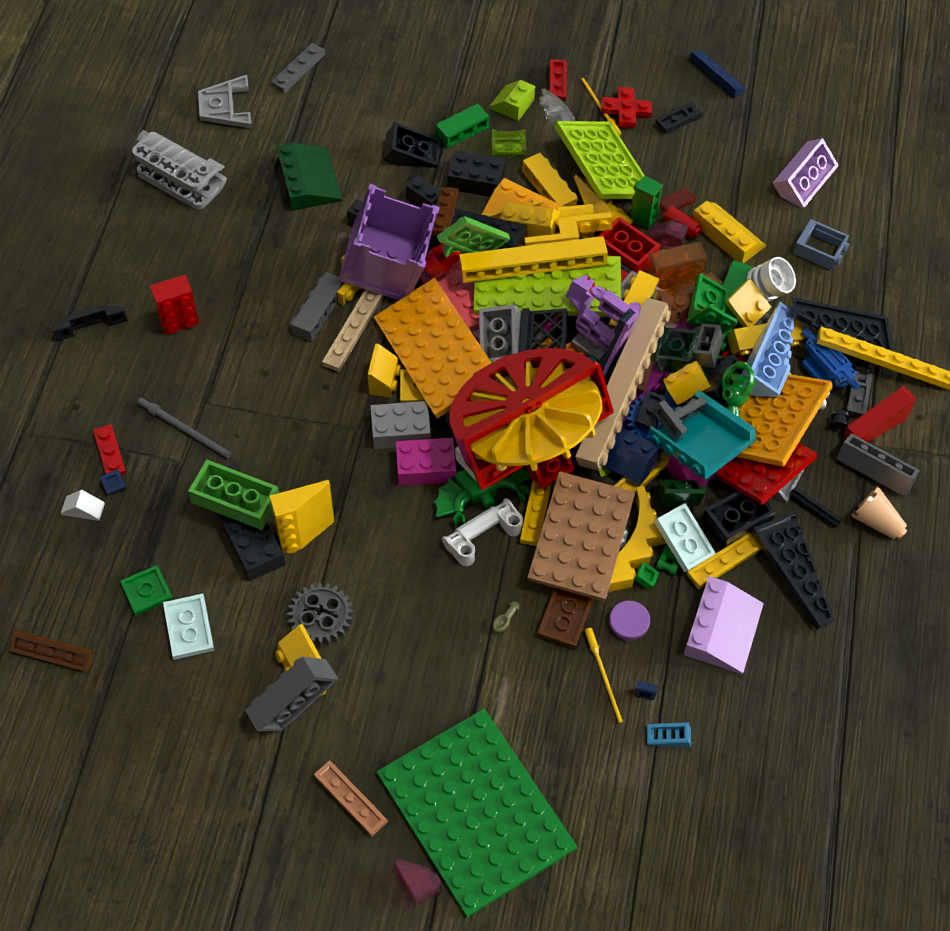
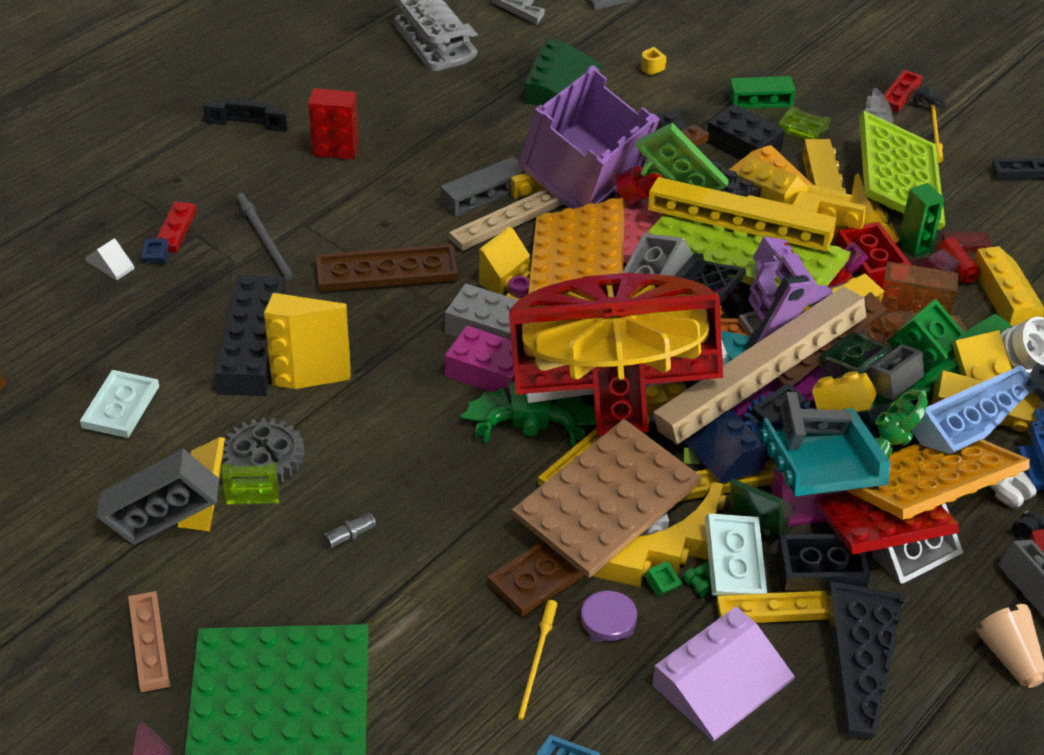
camera: 30 degrees right, 15 degrees down
(146, 590) = (107, 354): green tile -> none
(233, 494) = (244, 289): bright green brick -> none
(296, 414) = (386, 267): none -> reddish brown plate
(337, 644) = (250, 489): none -> clear neon green plate
(366, 129) = (653, 61): none -> yellow plate
(406, 387) = (518, 286): none -> magenta tile
(411, 147) = (690, 91): black slope -> none
(422, 644) = (349, 530): none -> dark grey pin
(459, 541) = (467, 450): white piece -> none
(503, 621) = (459, 549): olive piece -> none
(514, 99) = (839, 91): lime slope -> none
(579, 76) = (927, 93): none -> black piece
(624, 255) = (856, 258): none -> magenta tile
(626, 107) = (965, 139): red plate -> none
(646, 690) = (573, 696): dark blue tile -> none
(816, 507) = (935, 604): black axle -> none

